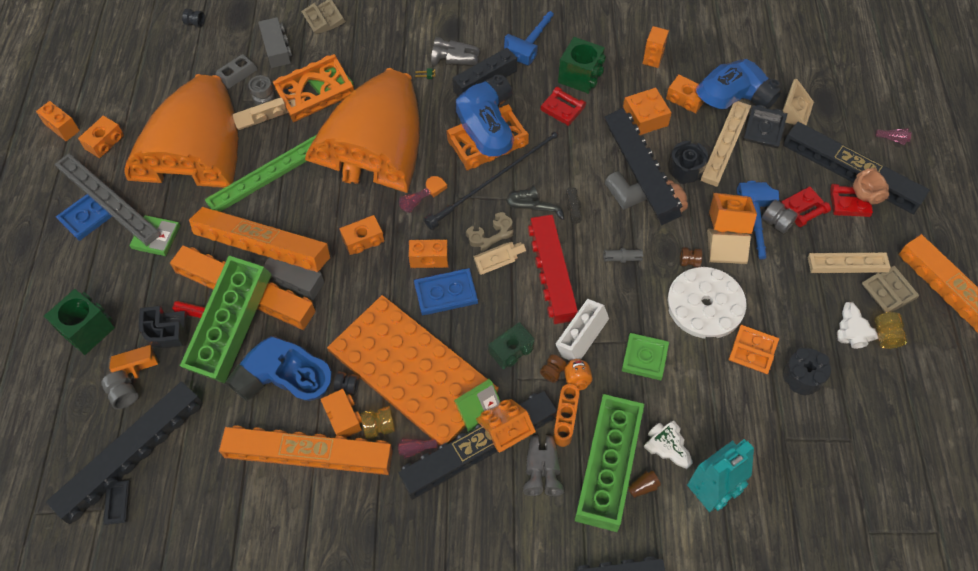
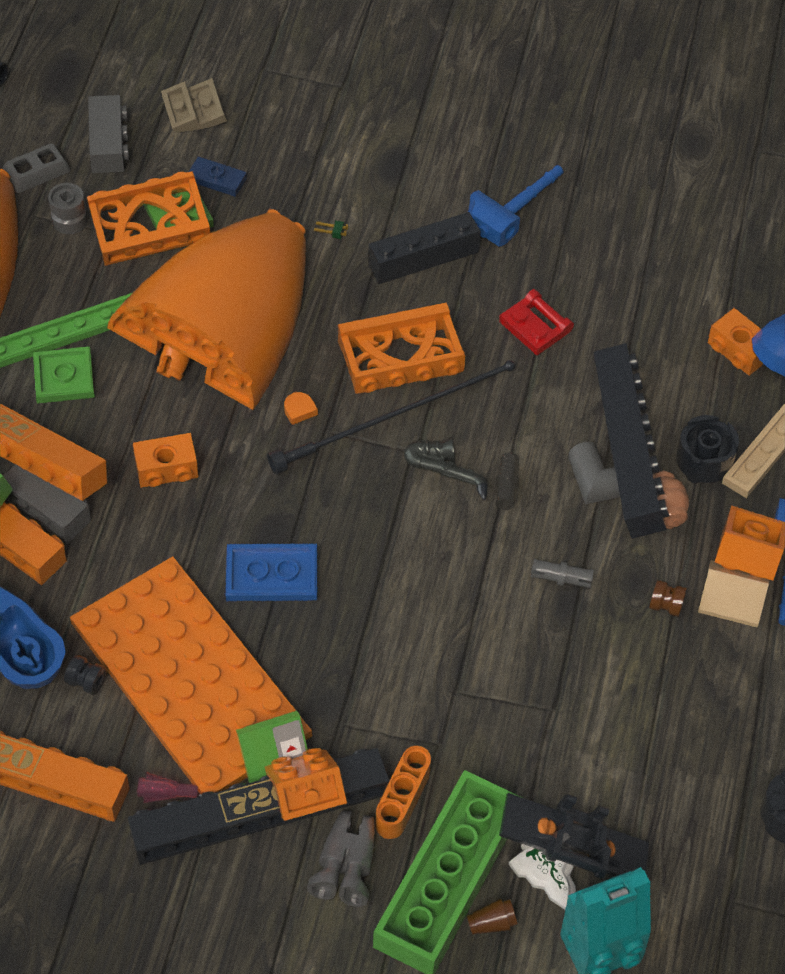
camera: 10 degrees right, 5 degrees down
(261, 113) = (59, 241): tan bracket -> none
(284, 194) = (63, 374): none -> bright green tile
(340, 413) = (65, 717): orange brick -> none
(349, 55) = (218, 176): none -> dark blue plate
(377, 422) = (116, 741): clear yellow wheel -> none
(409, 202) = (251, 424): clear pink cone -> none
(428, 253) = (259, 509): orange brick -> none
(454, 52) = (388, 206): flat silver piece -> none
(477, 239) = (342, 500): dark tan helmet -> none
(482, 118) = (396, 314): blue piece -> none
(498, 257) = (366, 535): tan hinge -> none
(514, 336) = (357, 659): clear green brick -> none
(553, 269) = (445, 572): red brick -> none
(553, 368) = (403, 719): reddish brown wheel -> none
(578, 374) = (439, 735): orange head -> none
(581, 65) = (580, 263): dark green brick -> none
(582, 330) = (463, 673): white brick -> none
(645, 356) = (551, 732): bright green plate -> none
(648, 110) = (666, 357): orange brick -> none
(655, 47) = (709, 256): orange brick -> none
(676, 416) = (580, 831): none -> black piece
(700, 320) = (679, 701): white plate -> none
(753, 349) = (725, 758): orange slope -> none

